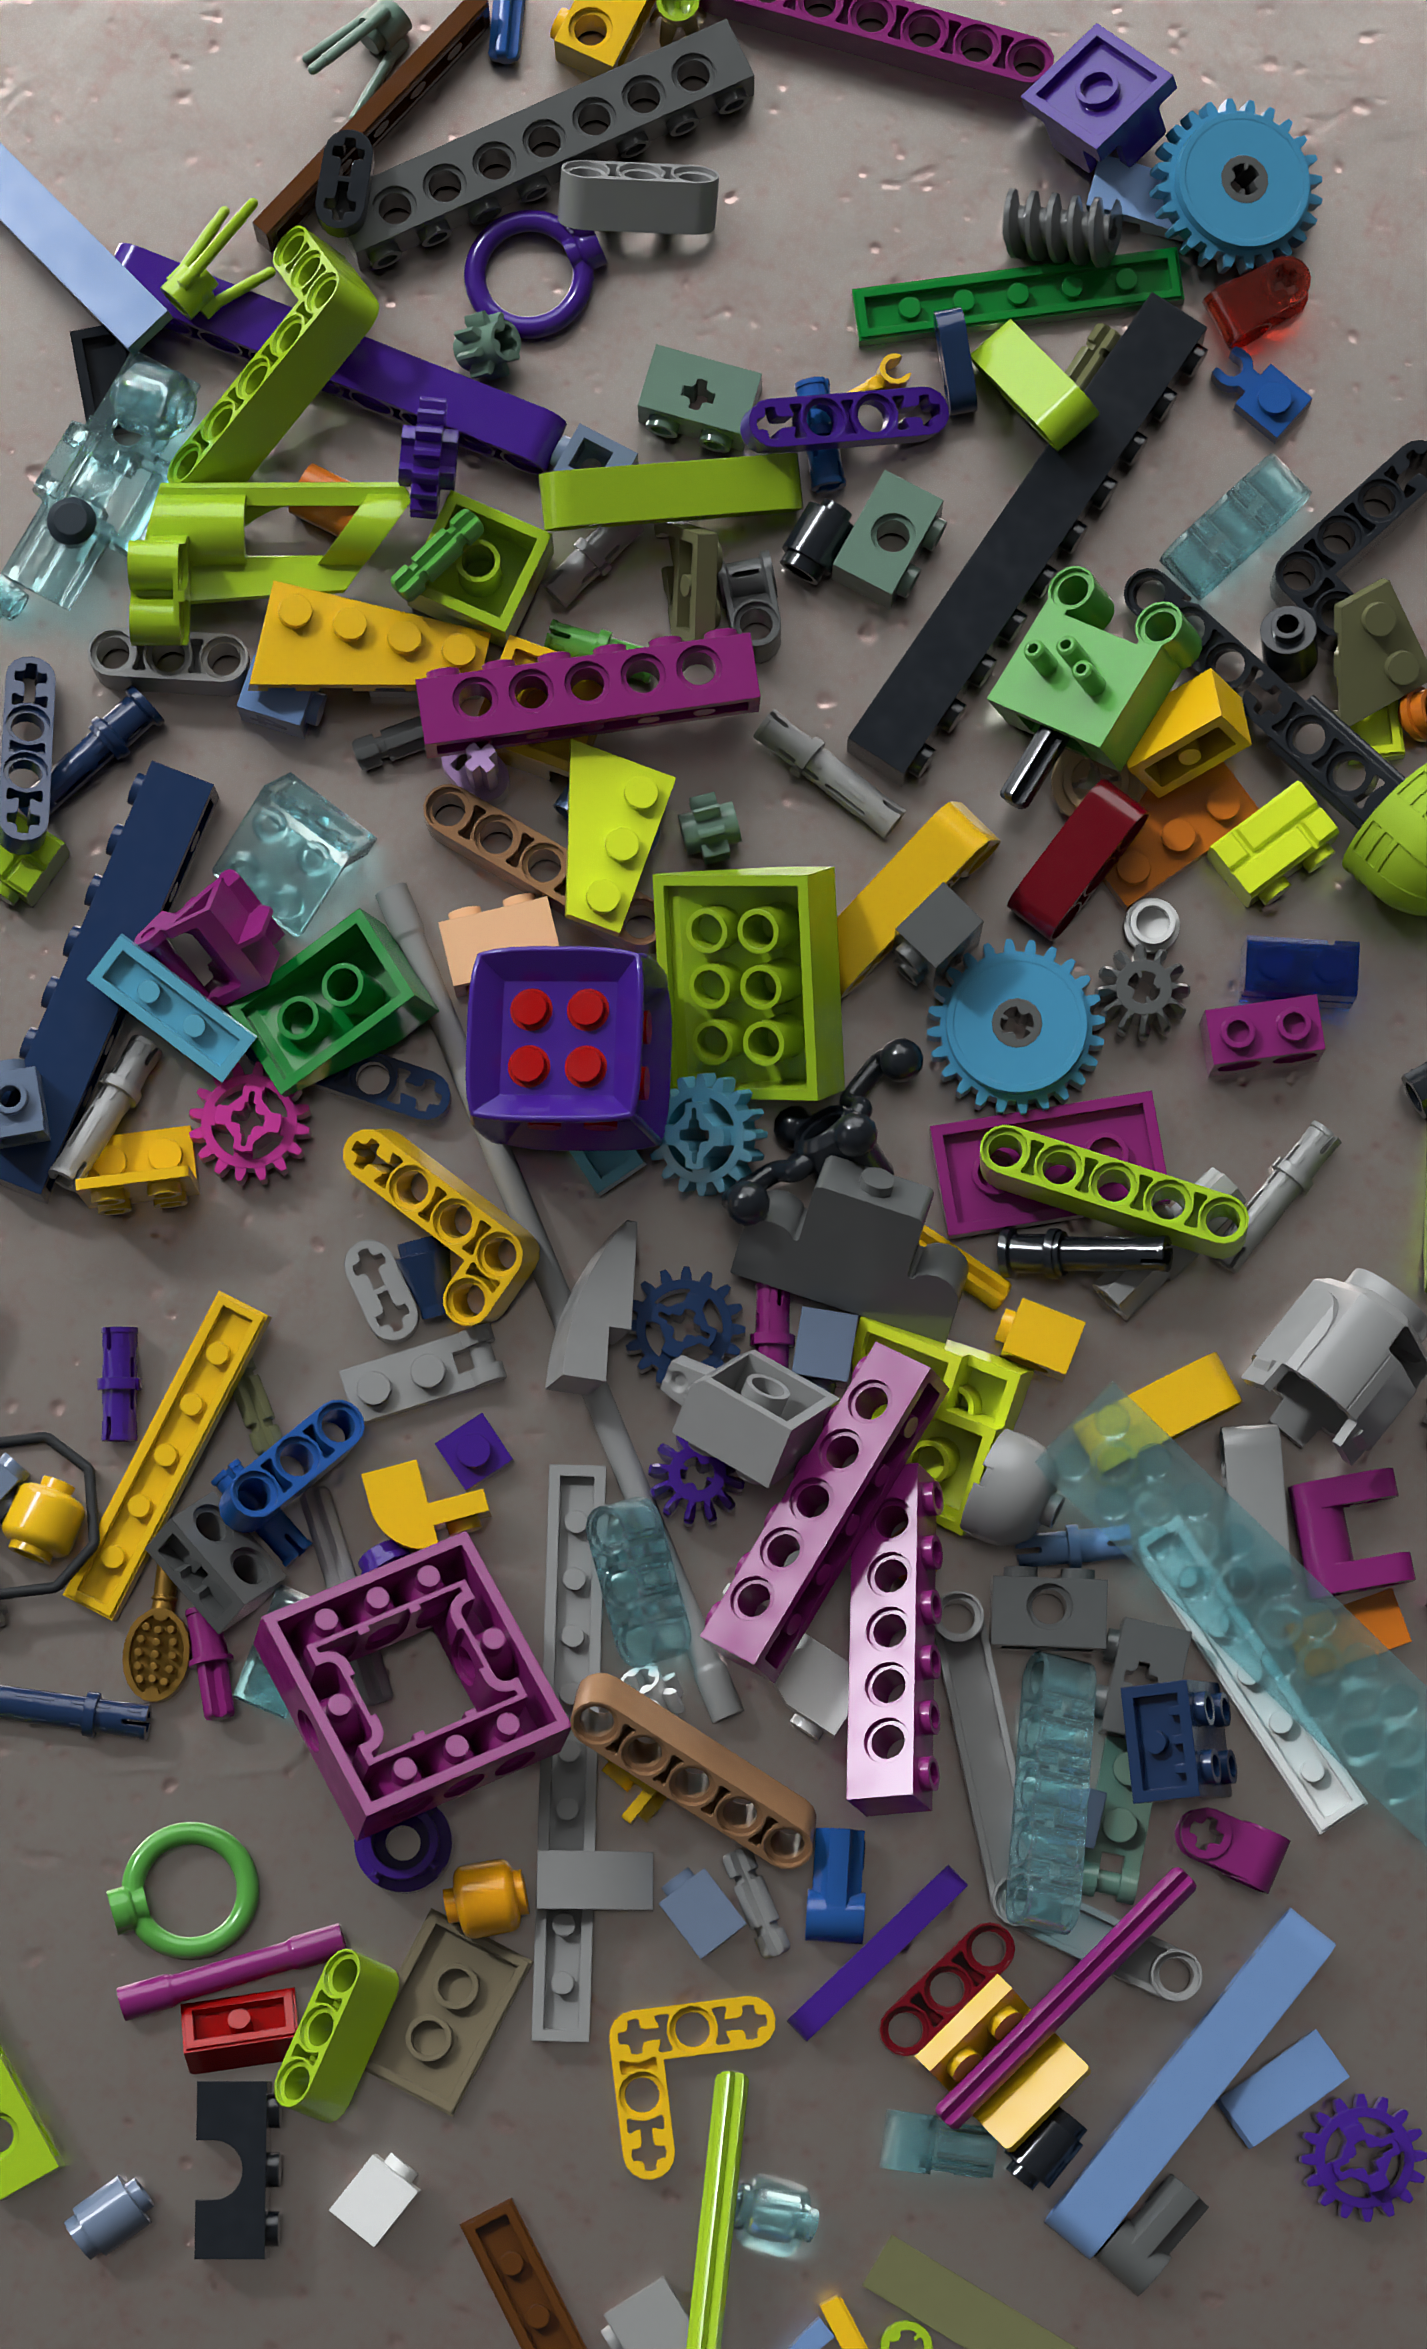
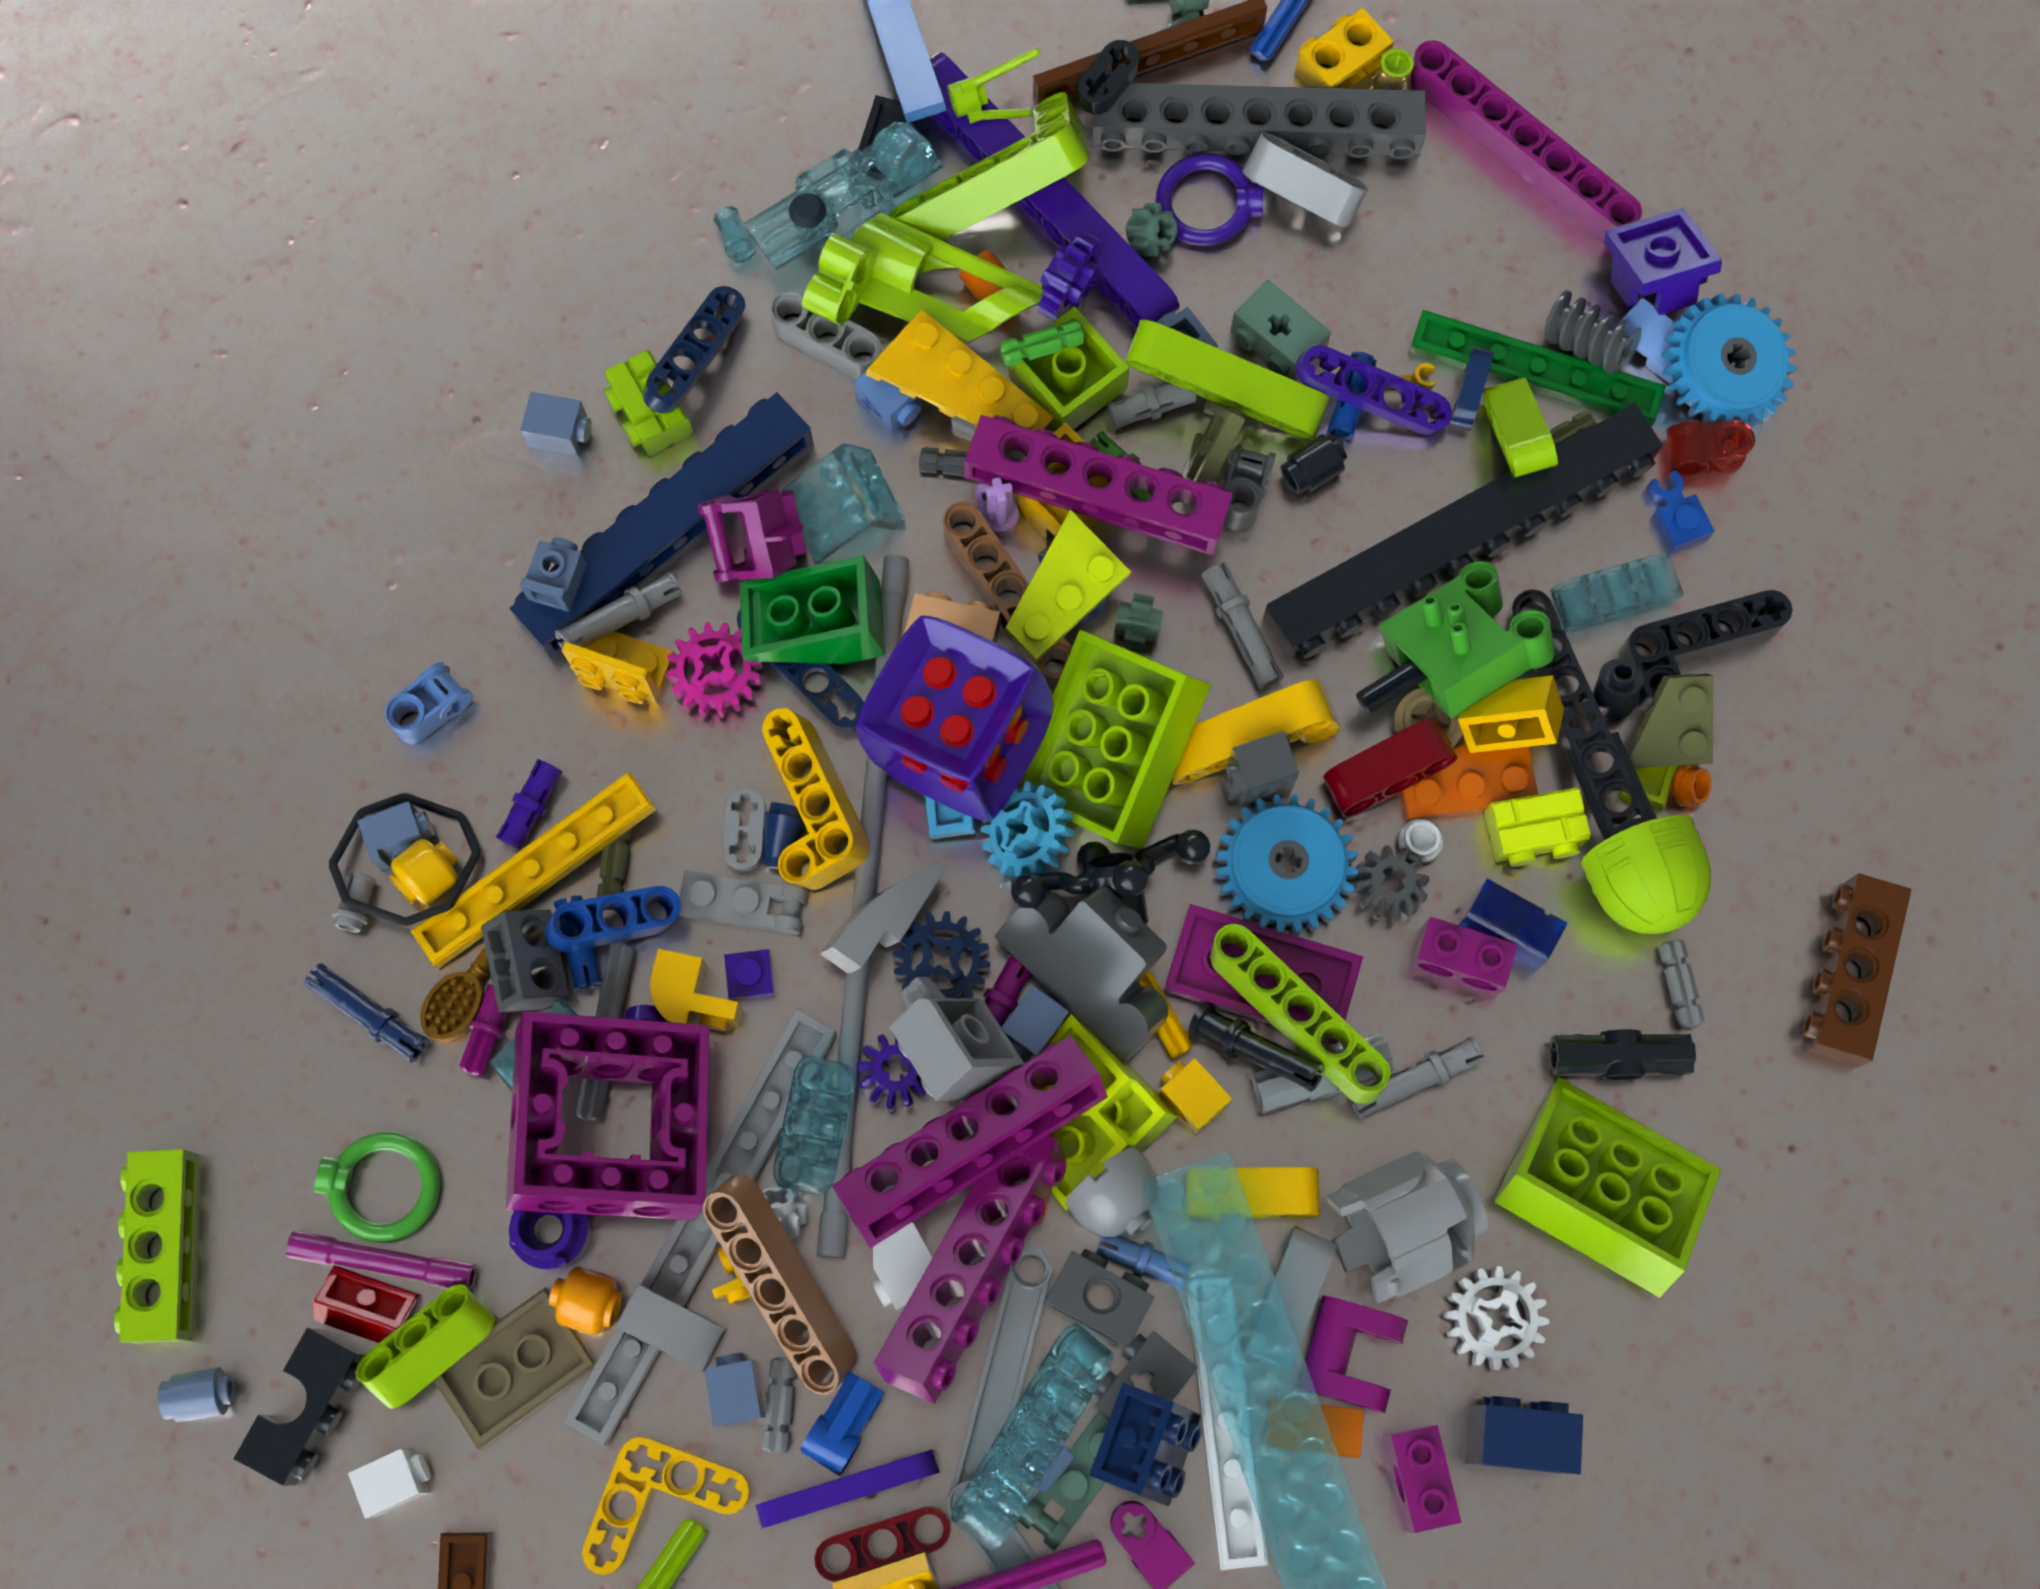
camera: 25 degrees right, 5 degrees down
(108, 739) = (758, 368): dark blue pin -> none
(171, 1007) = (698, 561): medium azure plate -> none
(892, 508) = (1377, 466): sand green brick -> none

